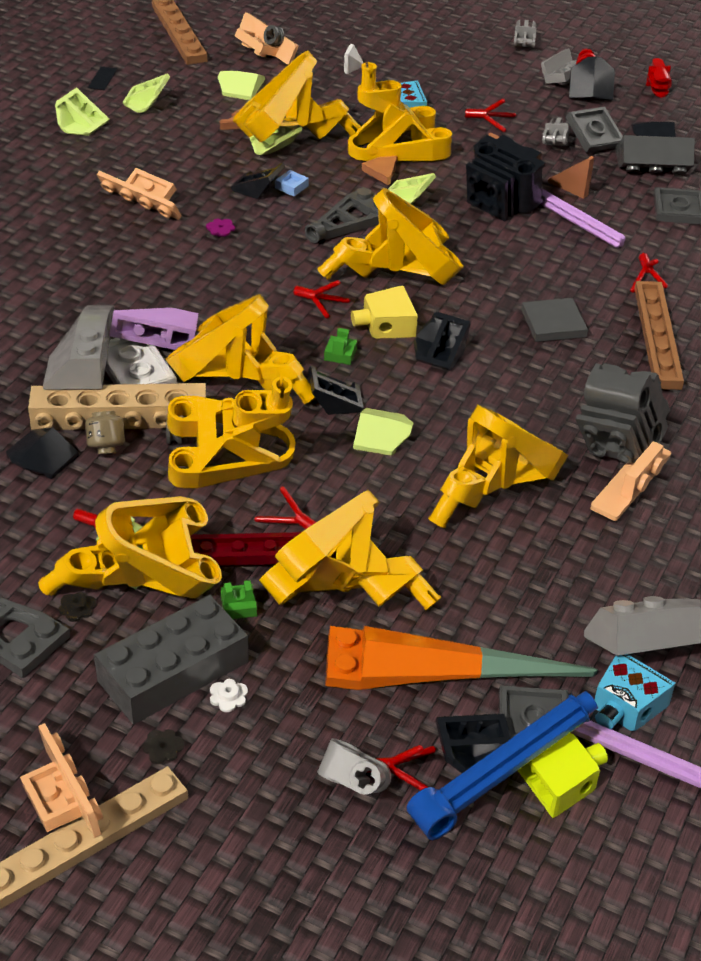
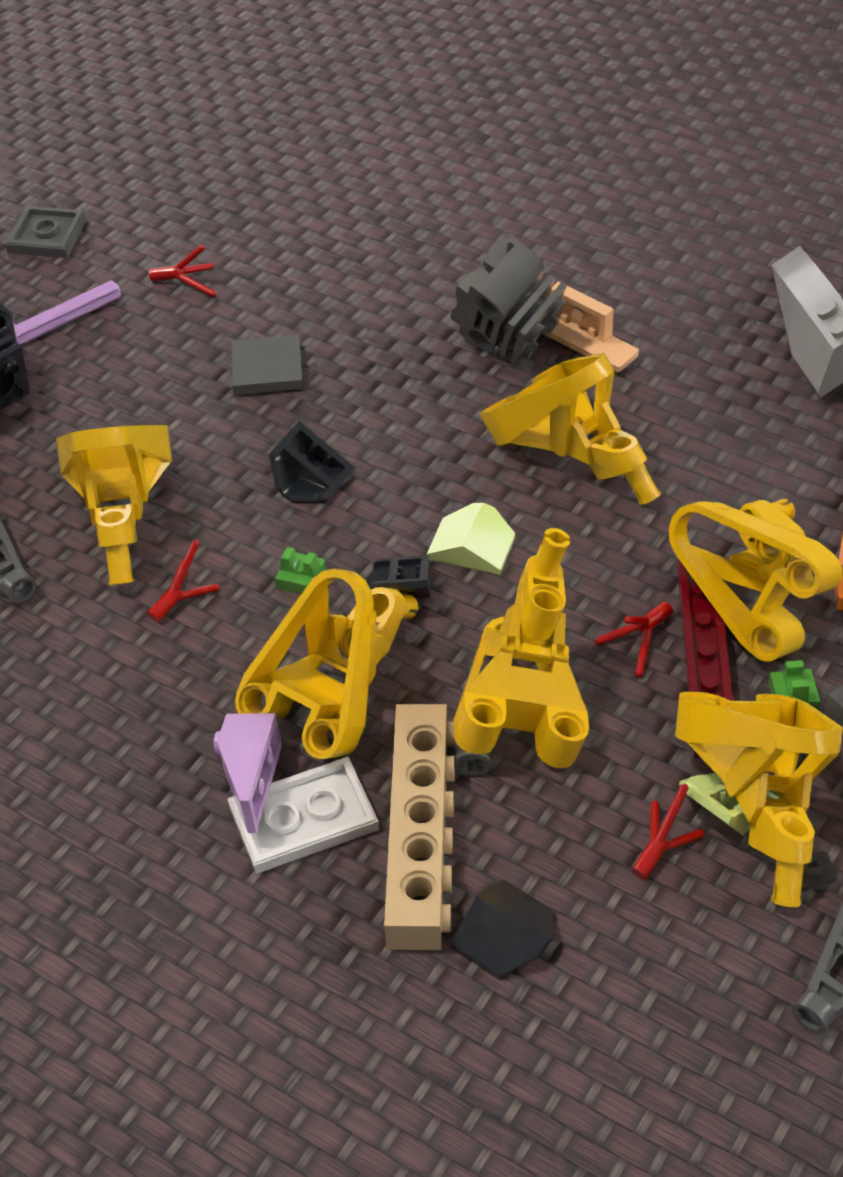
camera: 80 degrees left, 5 degrees up
(82, 352) = (290, 856): light grey wedge -> none
(105, 431) = (486, 830): dark tan head -> none
(387, 314) = (240, 513): light yellow torso -> none
(658, 334) = (315, 278): medium nougat plate -> none

